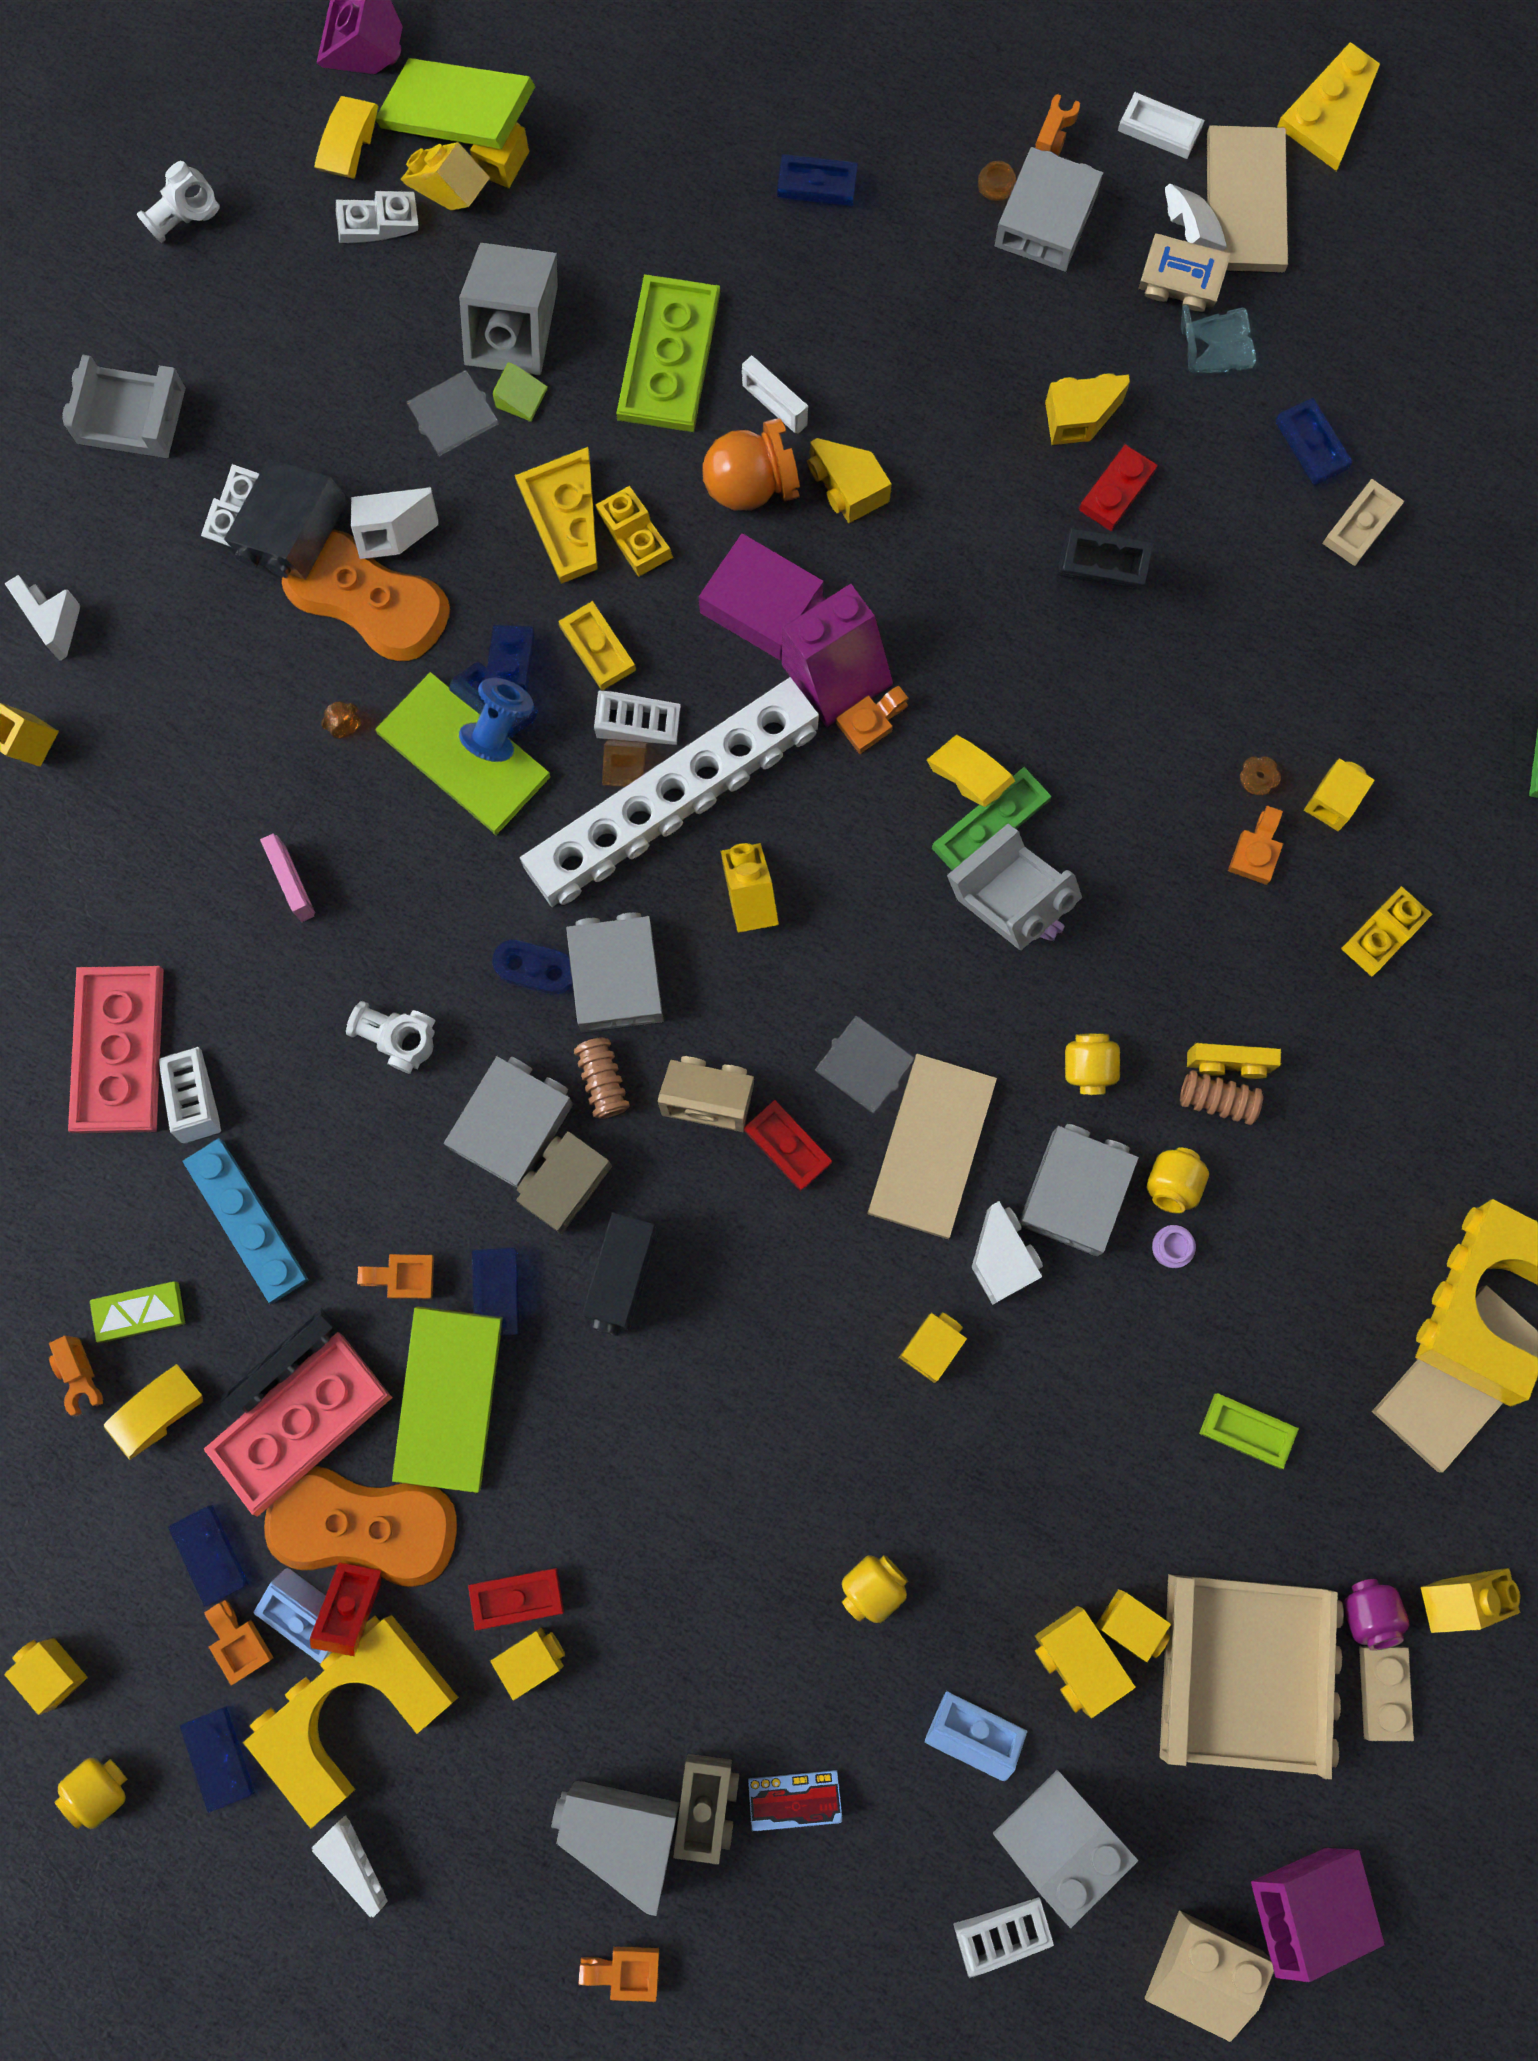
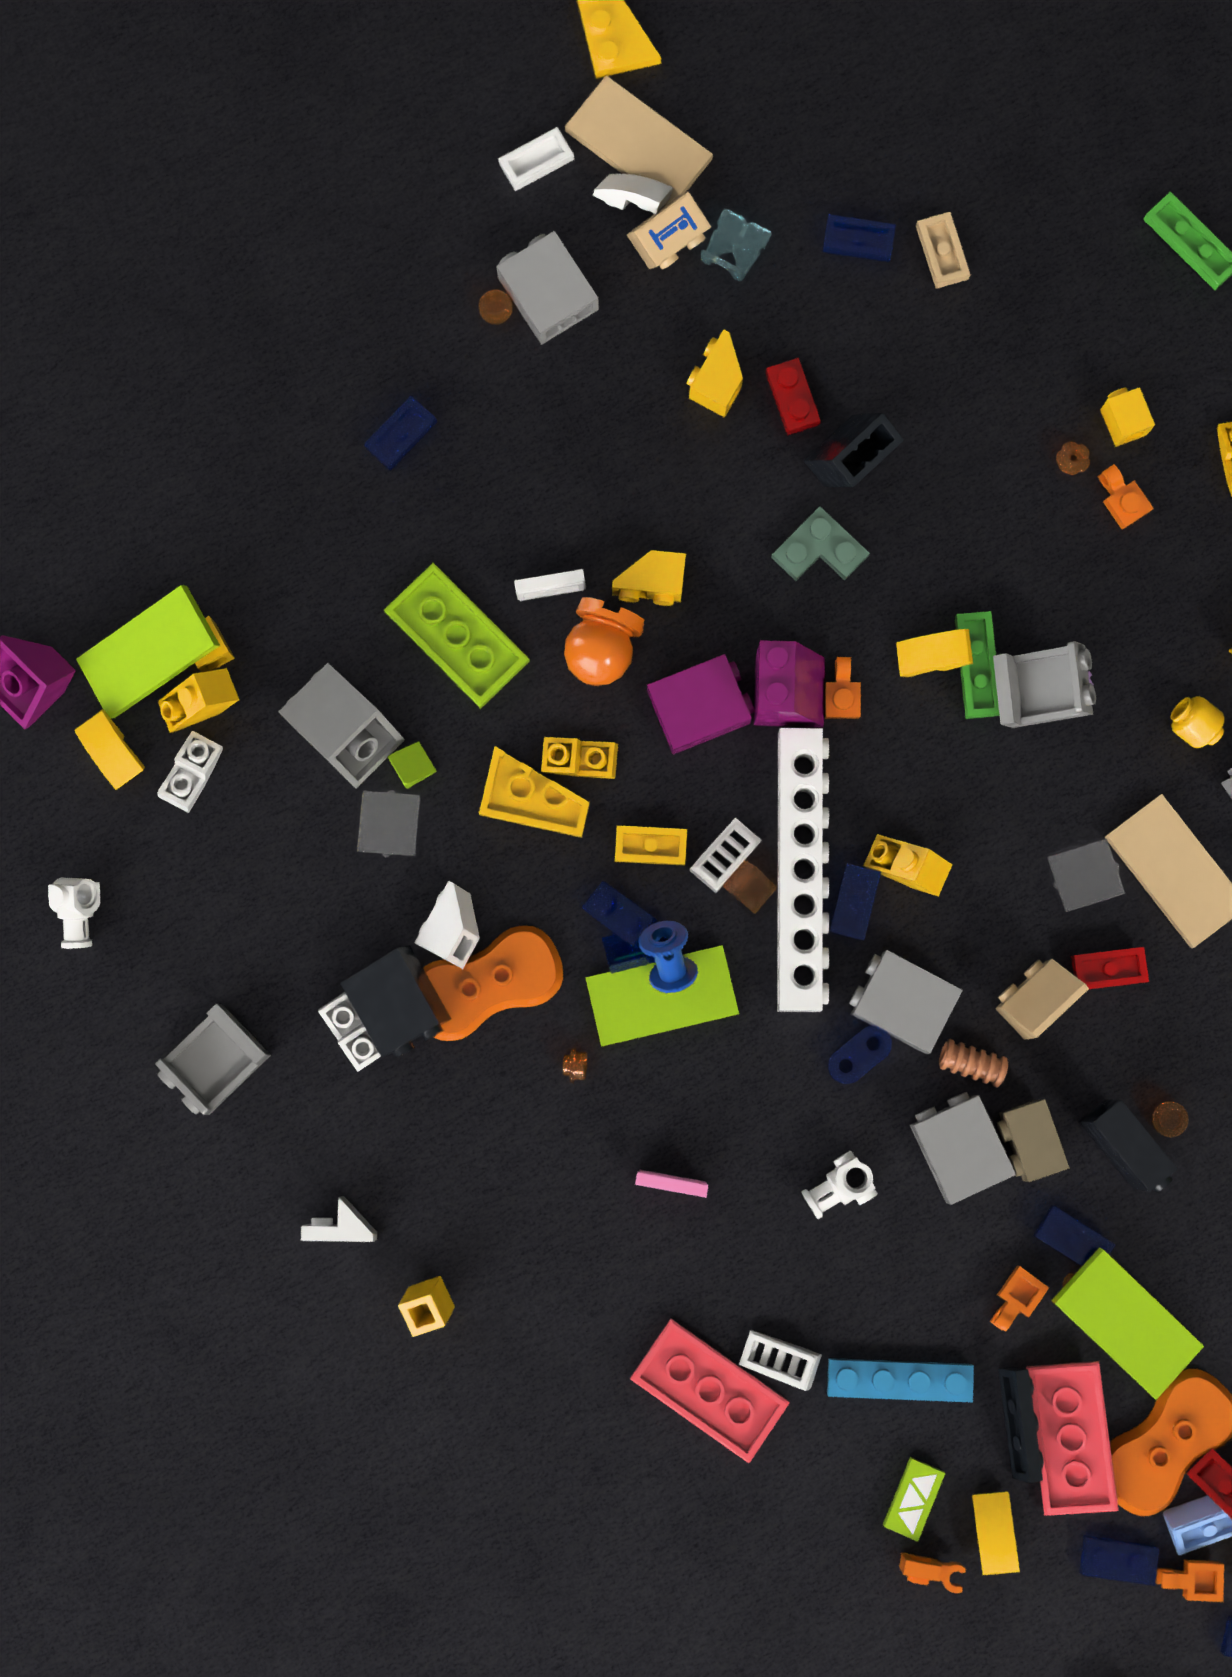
camera: 50 degrees left, 5 degrees up
(678, 863) = (854, 902): none -> clear blue plate
(682, 1306) = (1170, 1119): none -> clear orange plate
(999, 598) = (820, 538): none -> sand green plate
(1051, 136) = (492, 244): orange plate -> none

